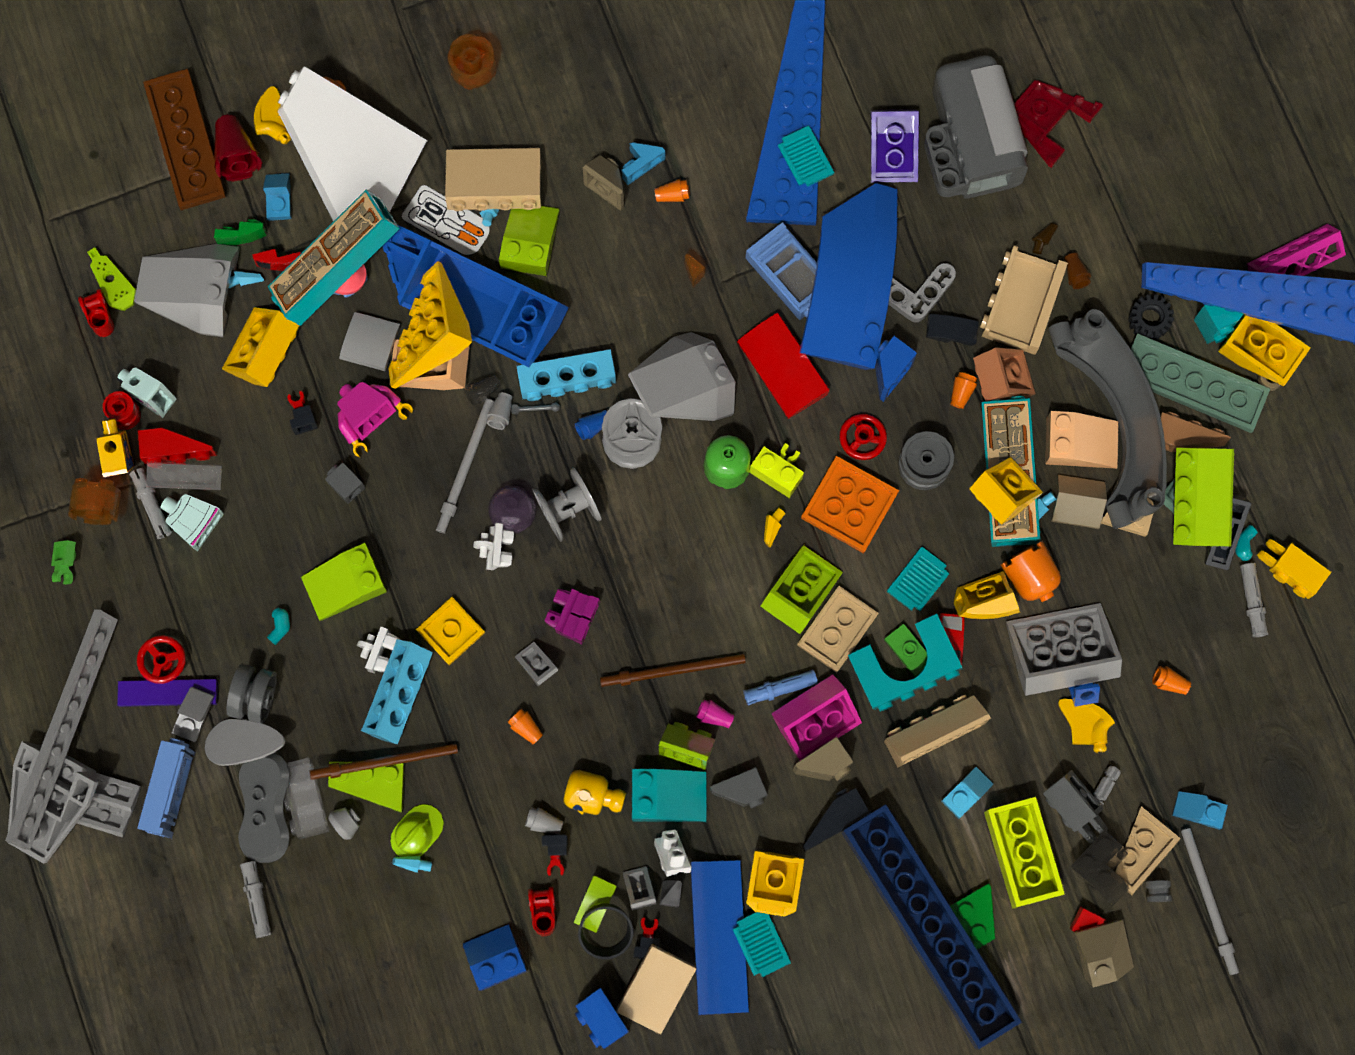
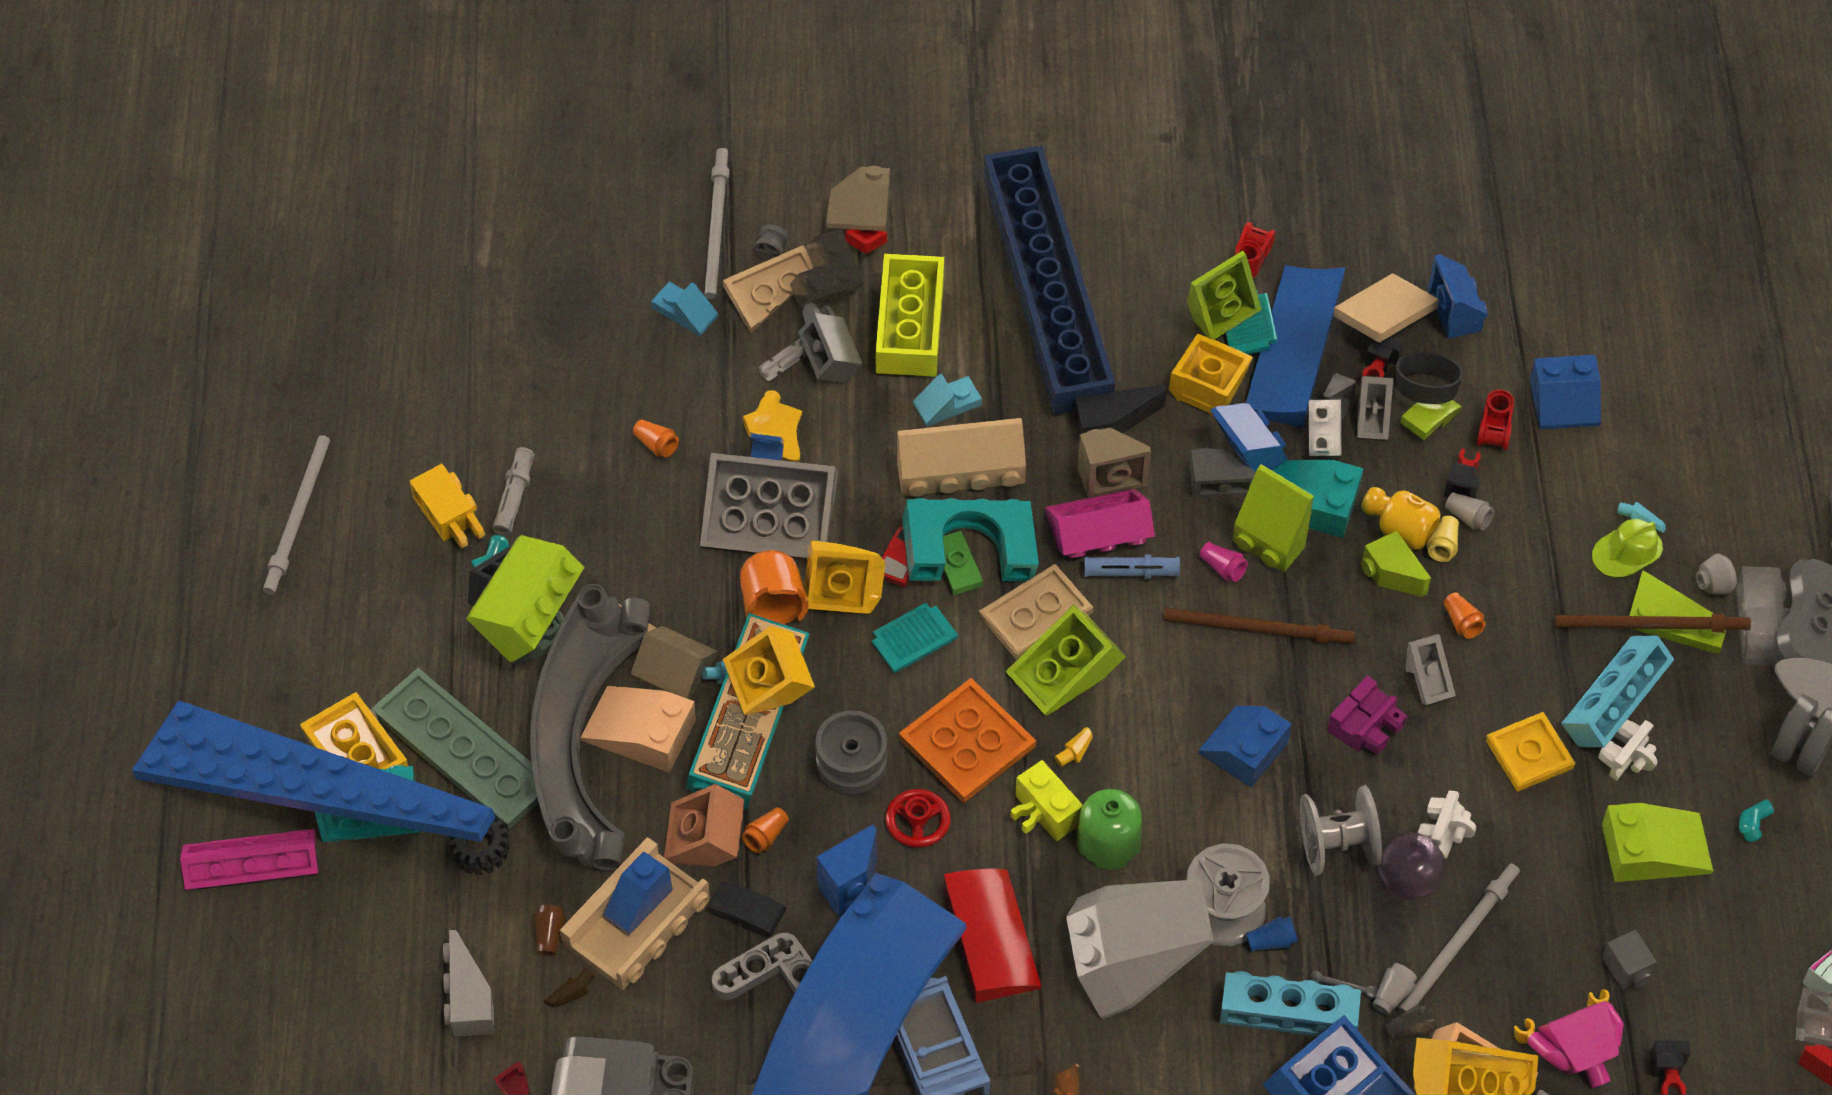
camera: 160 degrees left, 20 degrees down
(555, 789) = (1444, 540): none -> light yellow cone
(587, 751) = (1395, 565): none -> lime slope
(654, 567) = (1247, 742): none -> blue slope
(727, 820) = (1250, 436): none -> slope
(778, 1020) = (1256, 245): none -> red piece
(787, 944) = (1223, 297): none -> lime slope
(976, 916) = (989, 283): green wing -> none
(1027, 310) = (638, 892): none -> blue slope
(1106, 208) = (470, 995): none -> light grey slope
(1189, 434) = (500, 686): medium nougat slope -> none

